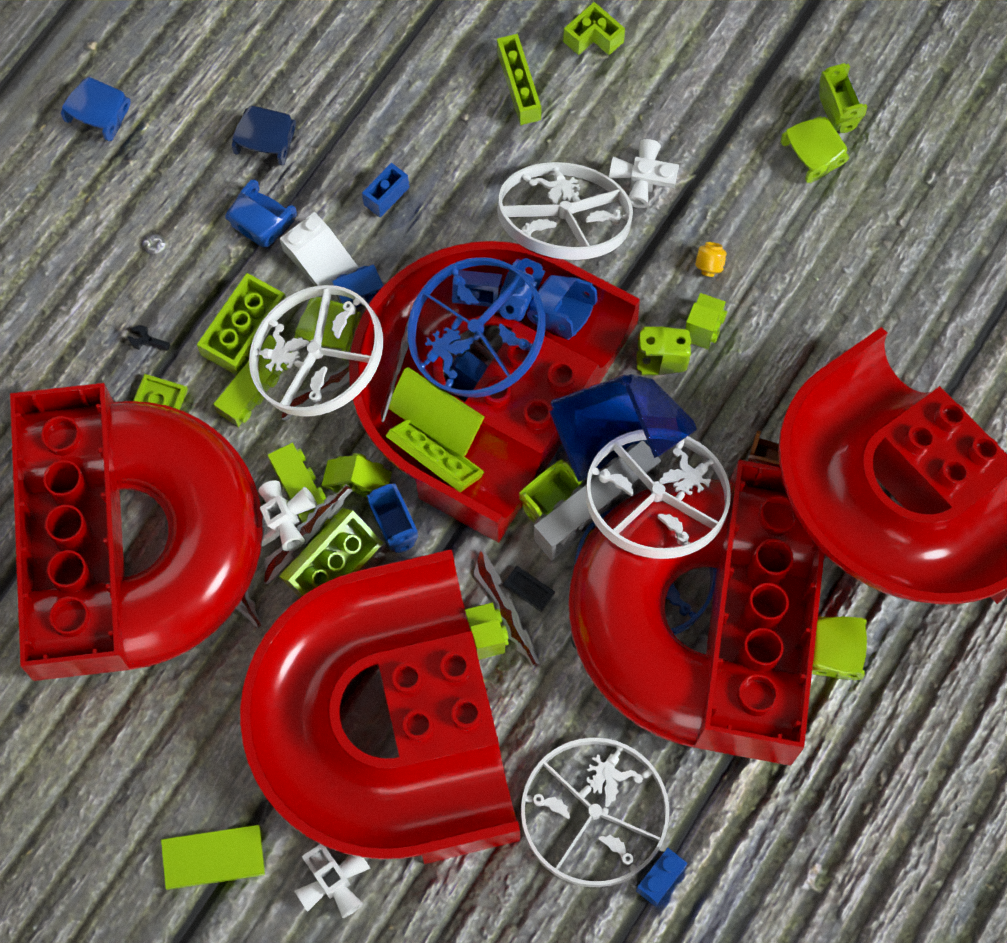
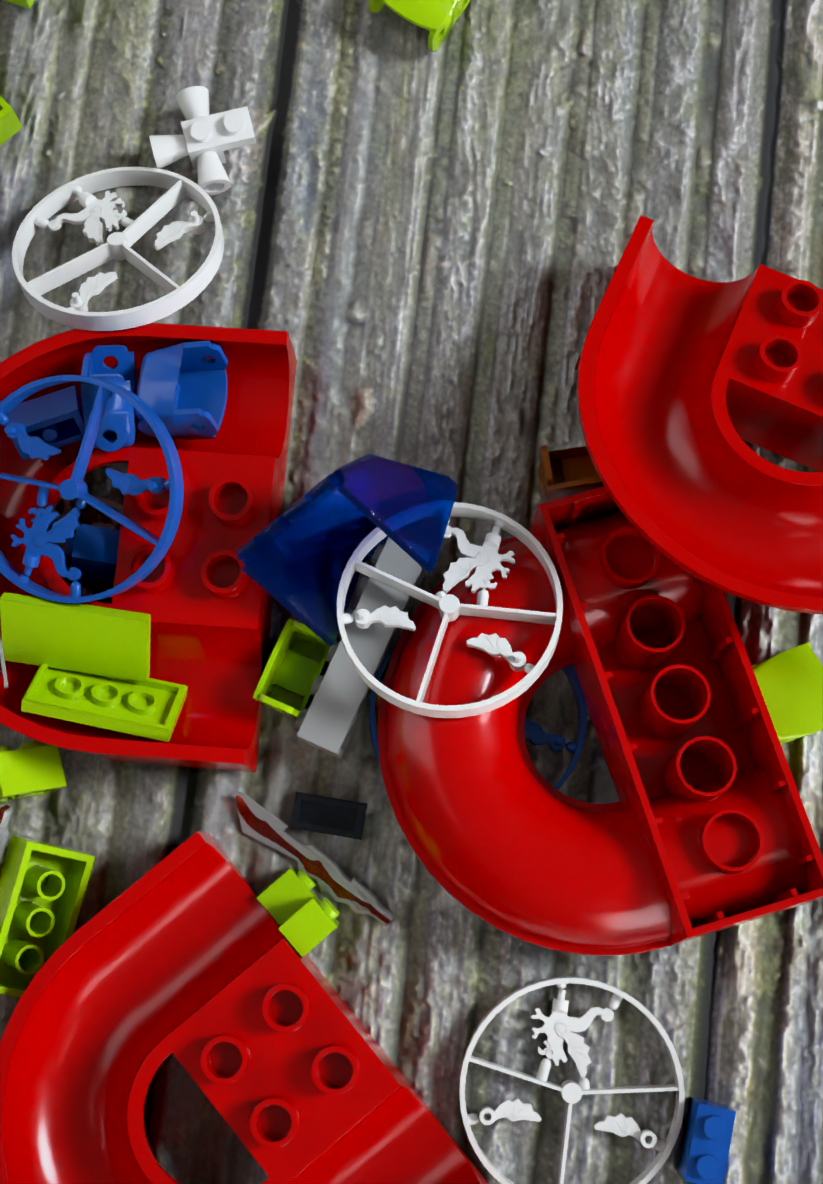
camera: 25 degrees left, 10 degrees up
(393, 518) = (91, 814): blue piece -> none
(666, 348) = (356, 383): lime piece -> none
(706, 320) = (388, 315): lime brick -> none
(711, 259) = (354, 222): yellow head -> none

